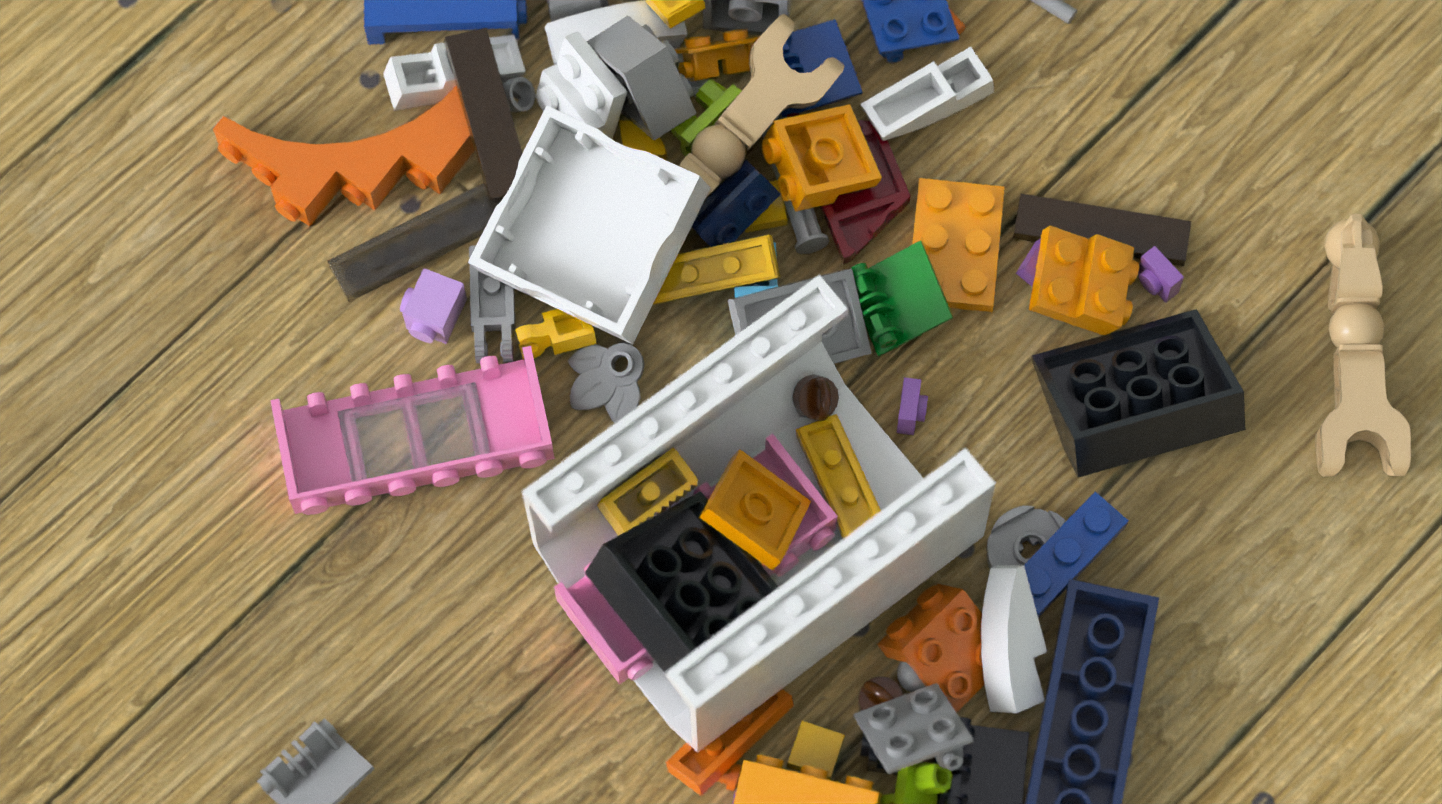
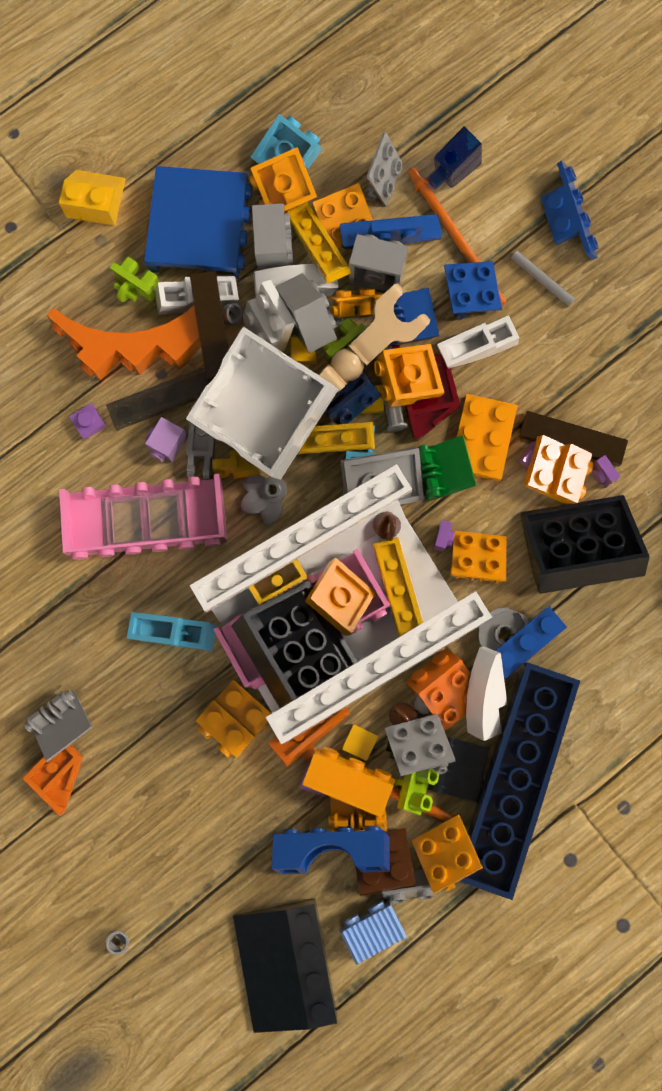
camera: 10 degrees right, 10 degrees up
(298, 293) = (87, 421): none -> medium lavender plate
(344, 67) = (125, 274): none -> lime hips
(482, 609) = (171, 631): none -> medium azure slope
(603, 738) = (233, 719): none -> light orange plate
(976, 423) = (479, 556): none -> light orange hinge

